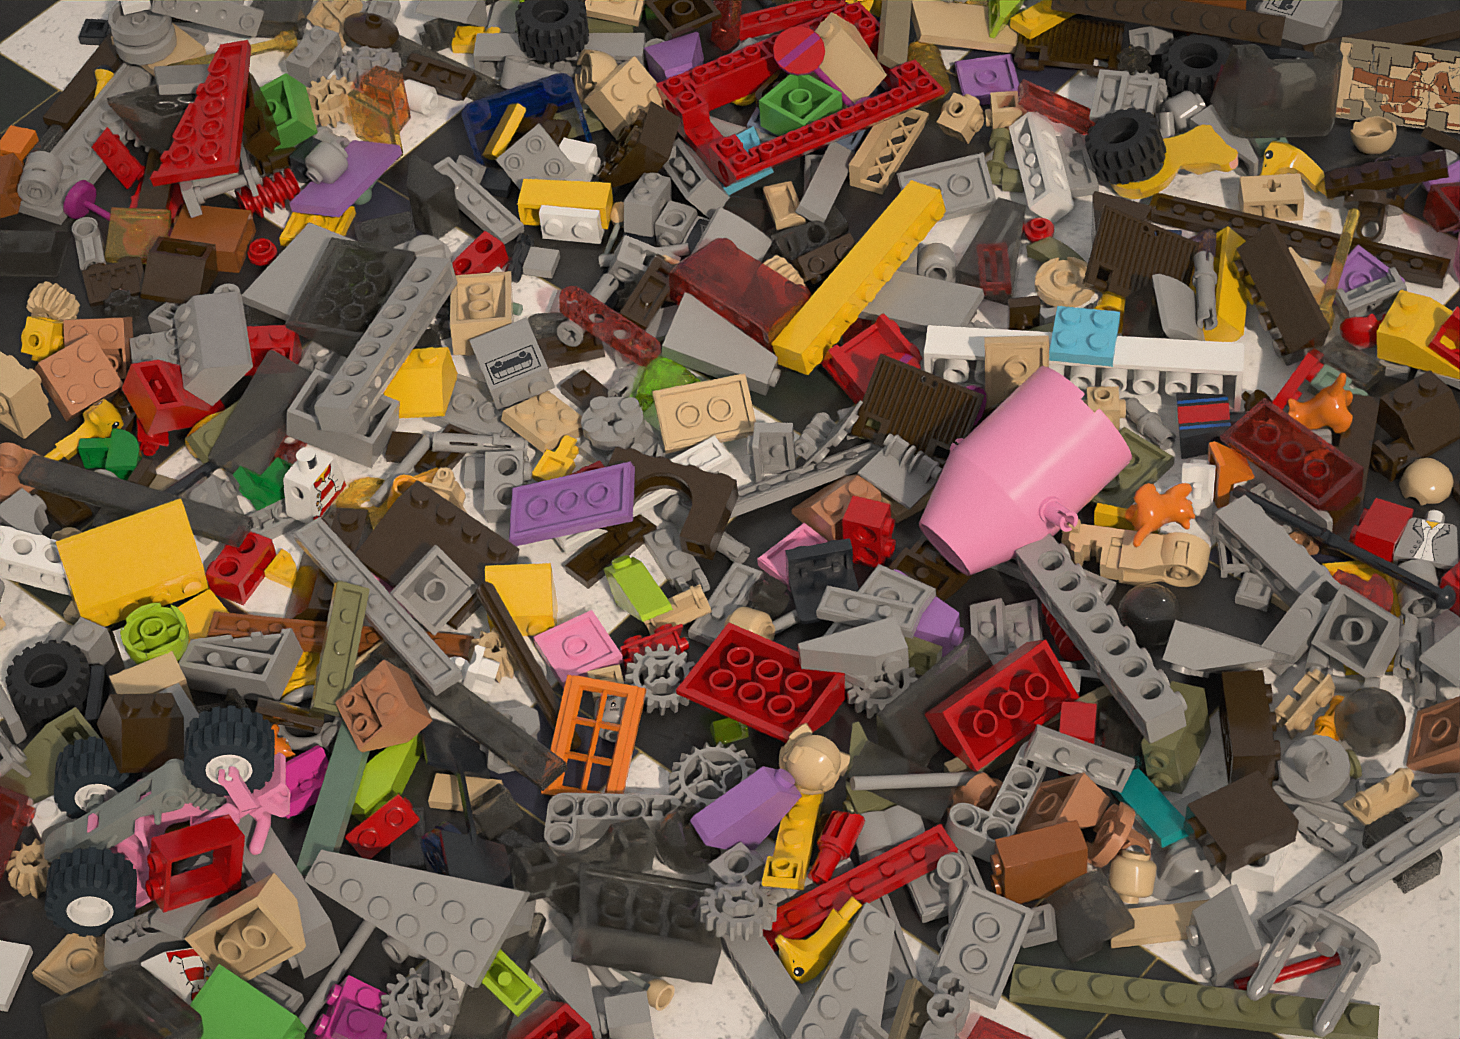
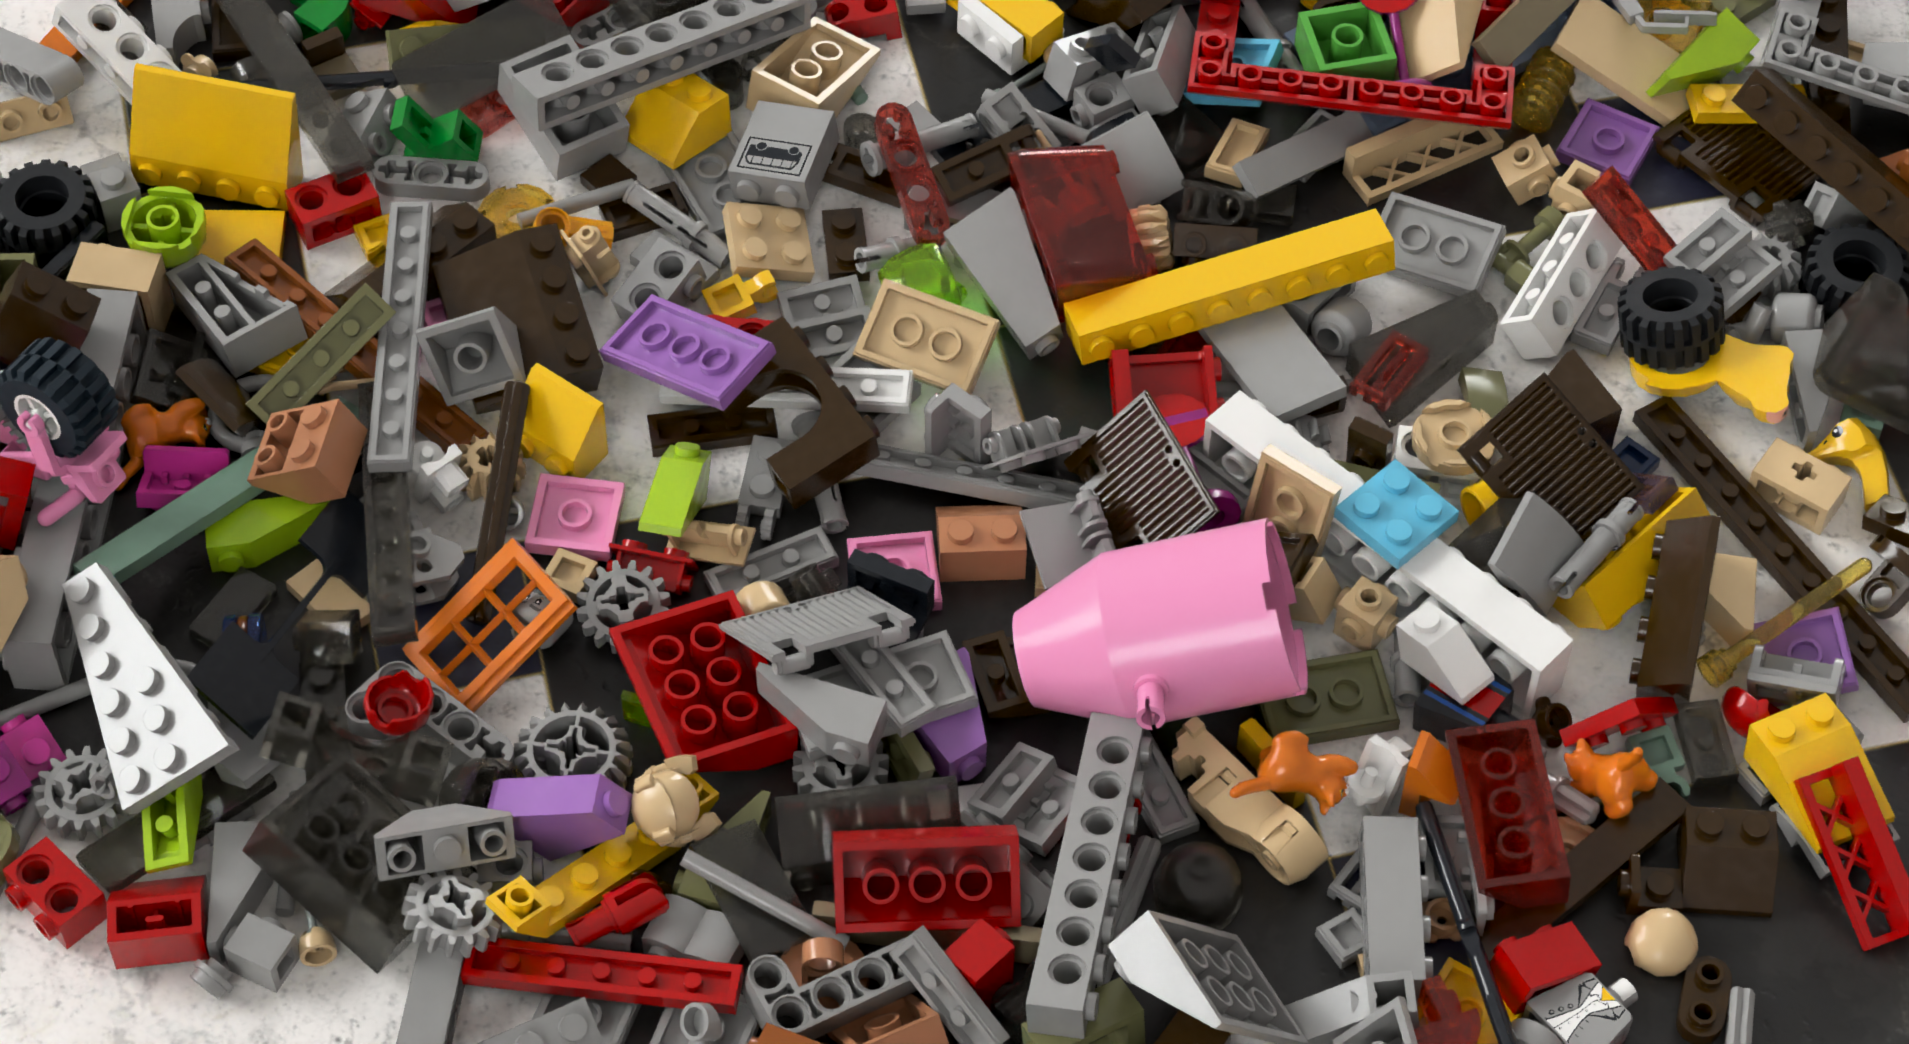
camera: 30 degrees right, 5 degrees up
(312, 485) = (463, 161): white torso -> none
(382, 827) = (212, 578): red hinge -> none
(519, 256) = (912, 39): black axle -> none
(541, 262) = (930, 59): light grey tile -> none
(587, 813) = (398, 703): none -> red hair
(604, 410) = (825, 269): light grey plate -> none
(668, 185) = (1112, 52): none -> black tile
(699, 867) = (443, 840): none -> light grey slope
(808, 600) = (818, 626): none -> light grey window
(809, 957) = (488, 1010): yellow animal -> none
(870, 531) = (975, 586): red brick -> none
(1038, 229) = (1505, 364): red plate -> none
(1175, 398) = (1442, 653): none -> white slope

